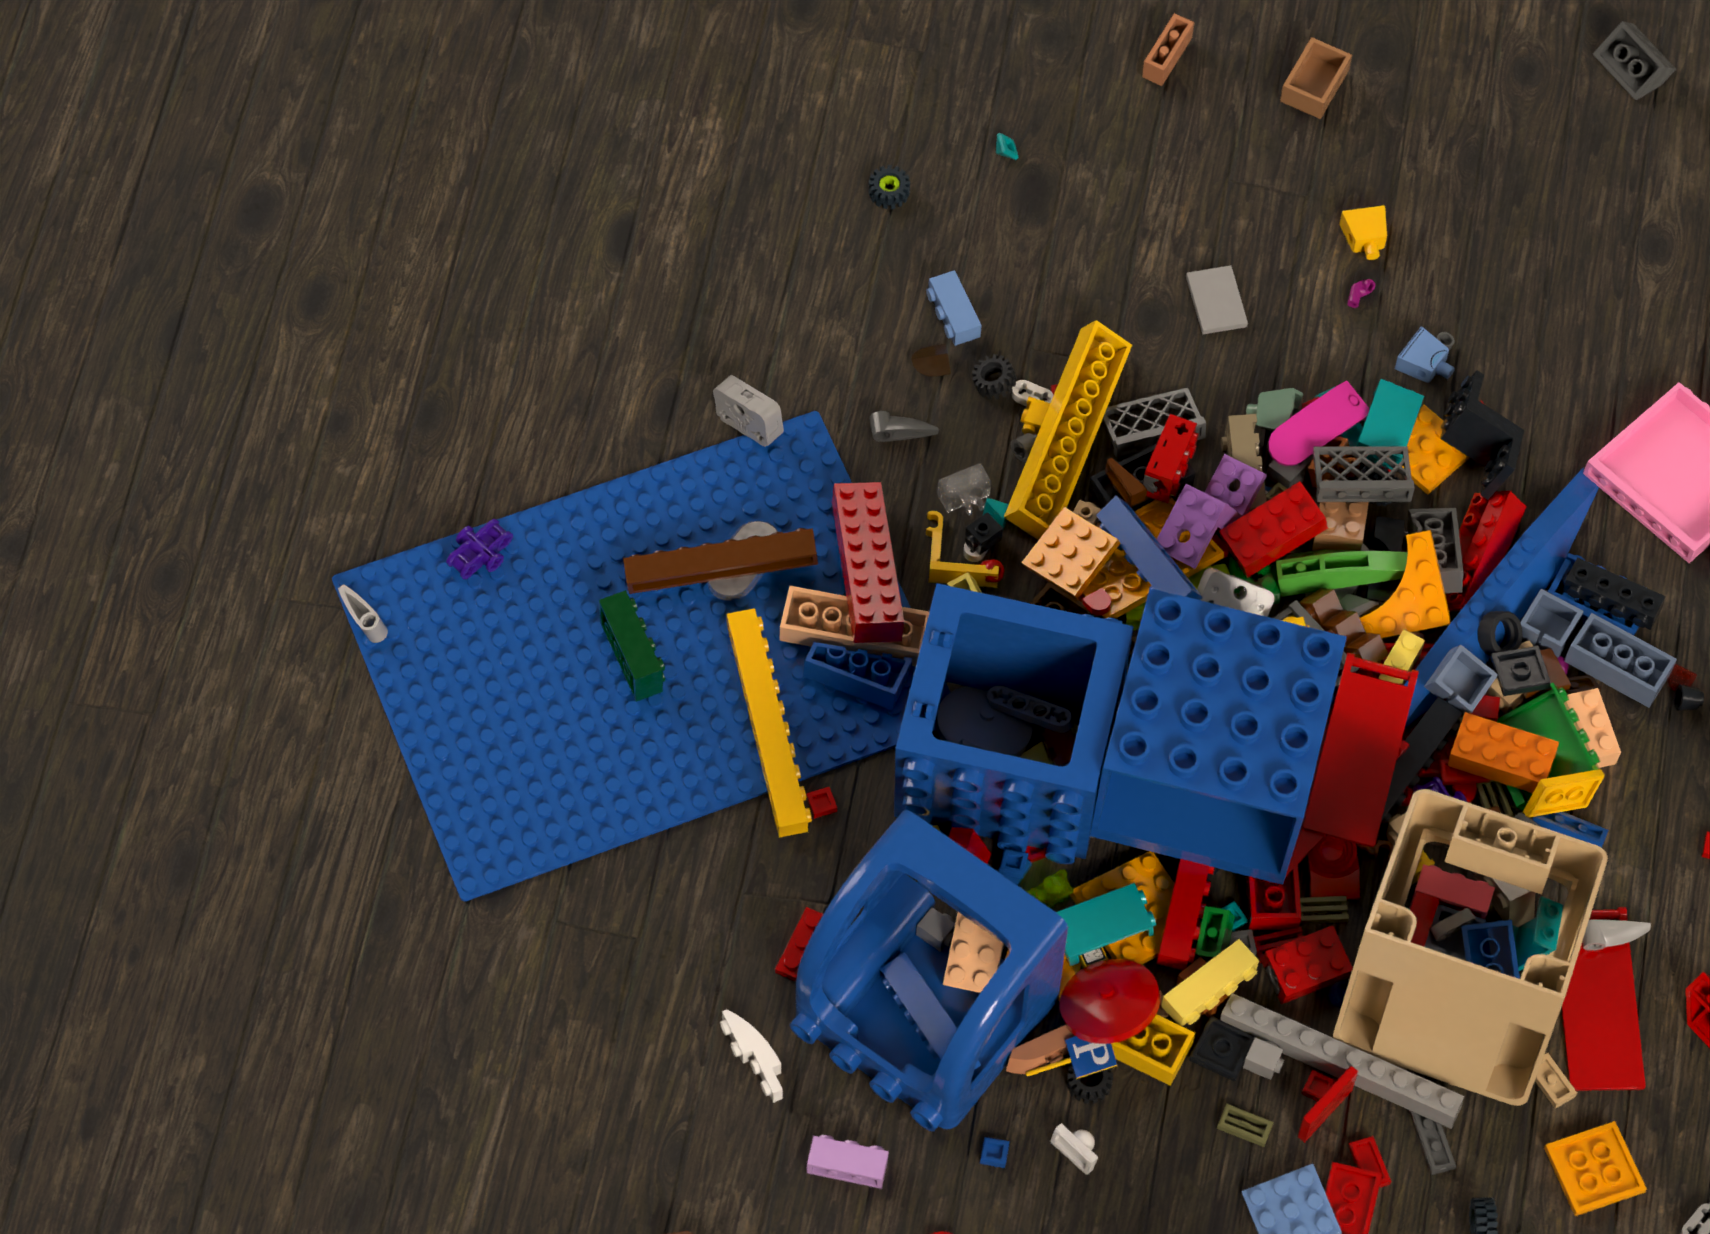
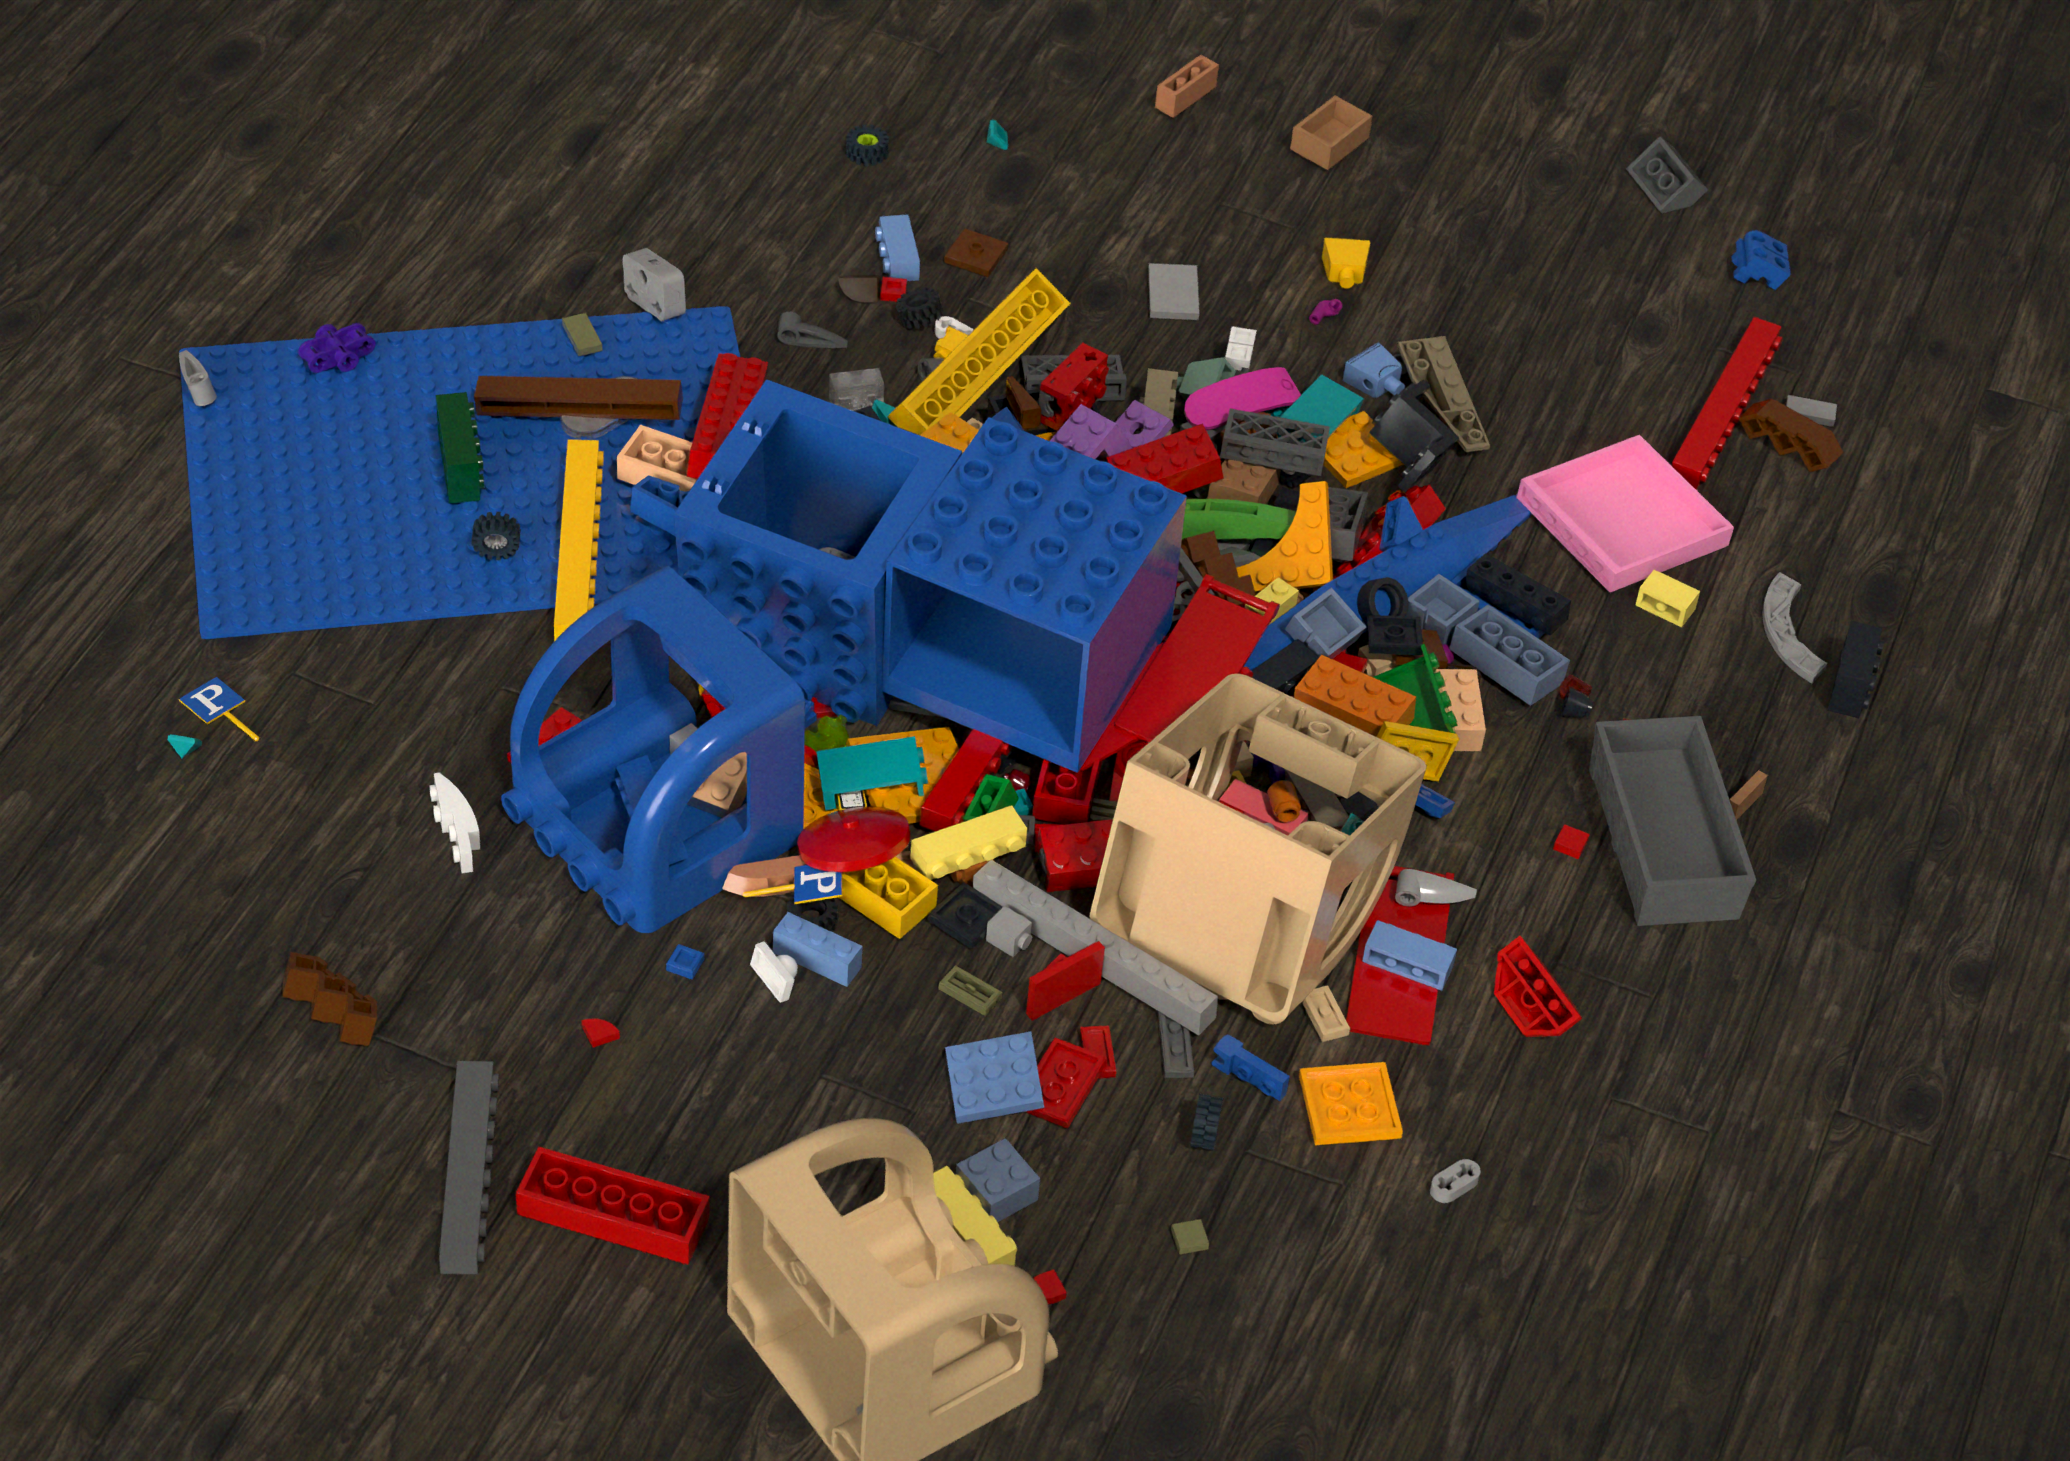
camera: 10 degrees right, 15 degrees down
(489, 1023) = (184, 745): none -> teal slope
(496, 970) = (214, 701): none -> blue piece
(696, 479) = (582, 334): none -> olive tile
(696, 738) = (504, 543): none -> black bush
(847, 1161) = (520, 935): lavender brick -> none
(961, 355) = (892, 288): none -> red tile
(1024, 294) = (976, 252): none -> reddish brown plate
(1106, 1117) = (817, 949): none -> medium blue brick
(1223, 893) = (1018, 779): none -> dark red piece
(1301, 369) = (1240, 349): none -> white hips
(1474, 885) = (1284, 801): none -> orange brick
(1481, 350) = (1447, 393): none -> dark tan wedge
(1495, 546) = (1399, 524): none -> blue slope
(1501, 1153) = (1249, 1067): none -> blue plate
(1610, 1005) = (1409, 955): none -> medium blue brick

